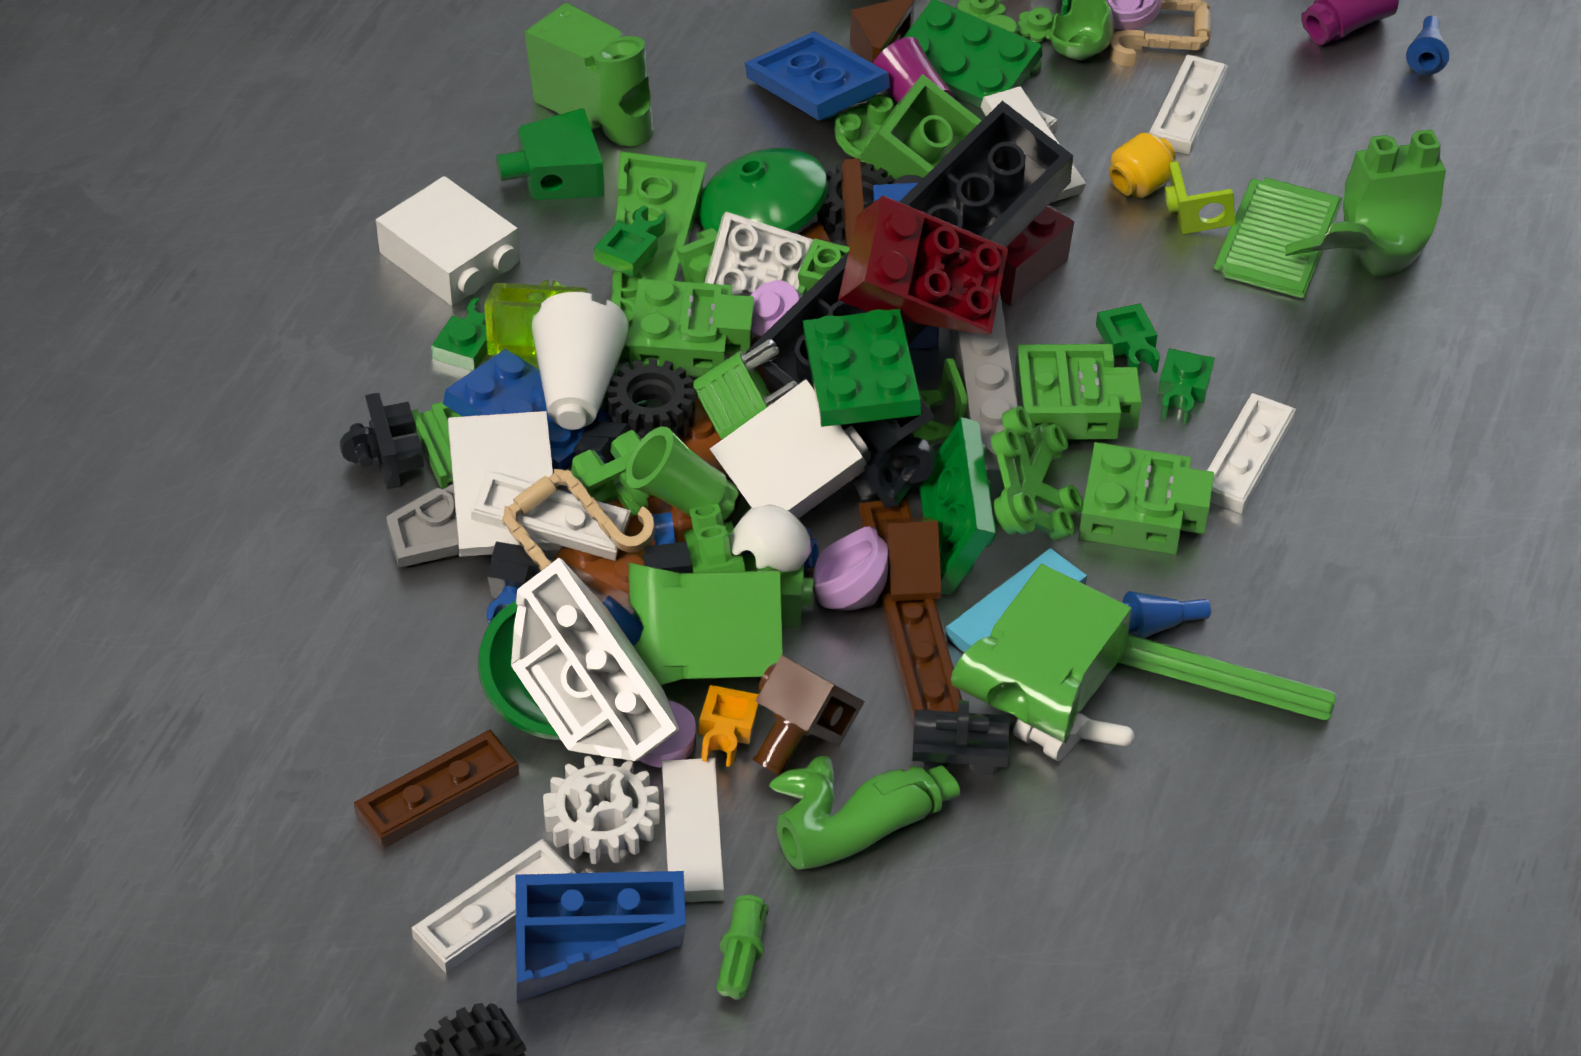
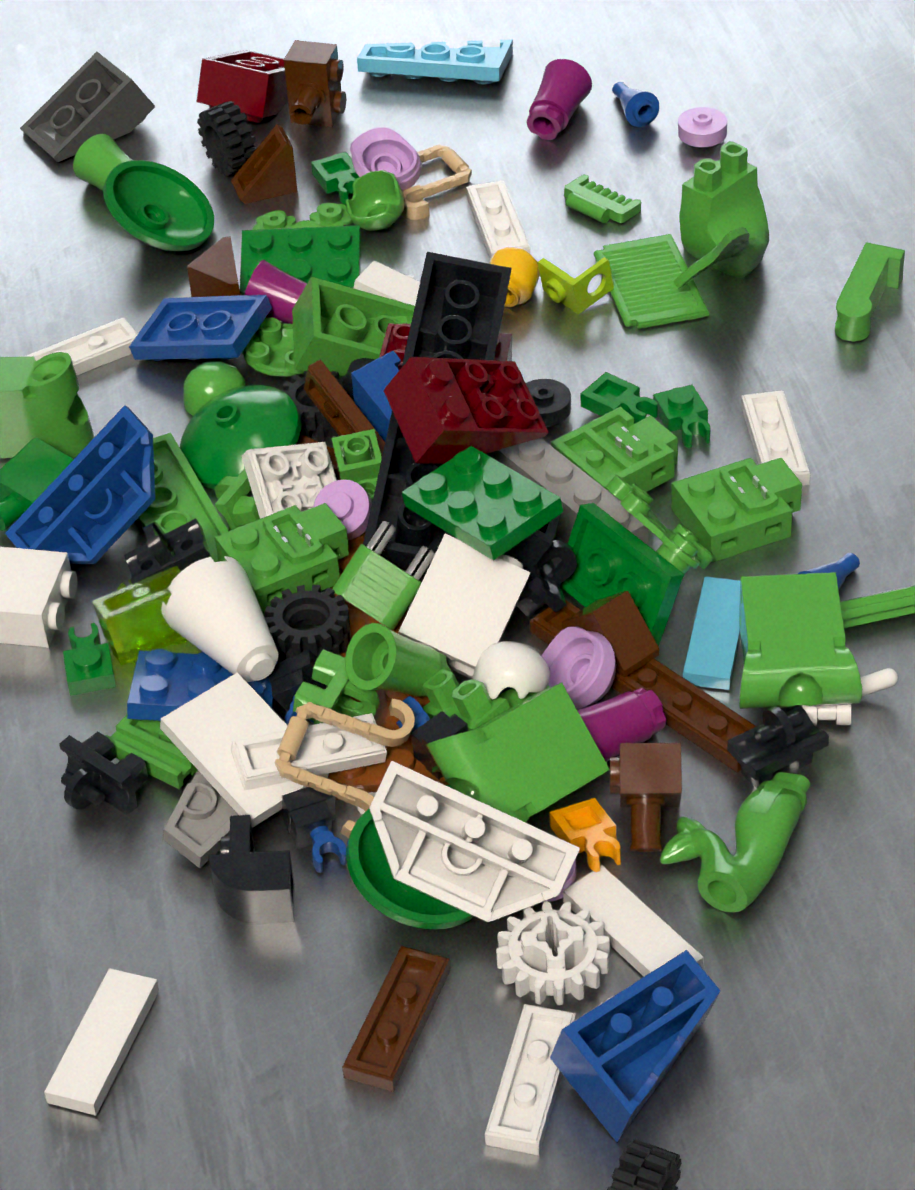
camera: 30 degrees left, 5 degrees down
(198, 668) = (102, 1042): none -> white tile
(421, 600) = (252, 883): none -> black brick
(576, 187) = (93, 495): none -> blue wedge
(611, 271) = (155, 556): none -> black hips
(630, 246) = (174, 508): green plate -> none
(702, 48) = (95, 346): none -> white tile
(742, 945) = (757, 990): bright green axle -> none
(785, 130) = (208, 382): none -> bright green hair
(833, 639) = (624, 719): none -> magenta plant
(1060, 303) = (551, 399): none -> black wheel
(1304, 131) = (599, 202): none -> bright green piece
(1472, 102) = (702, 127): none -> lavender wheel
(1473, 348) = (873, 272): none -> bright green leg

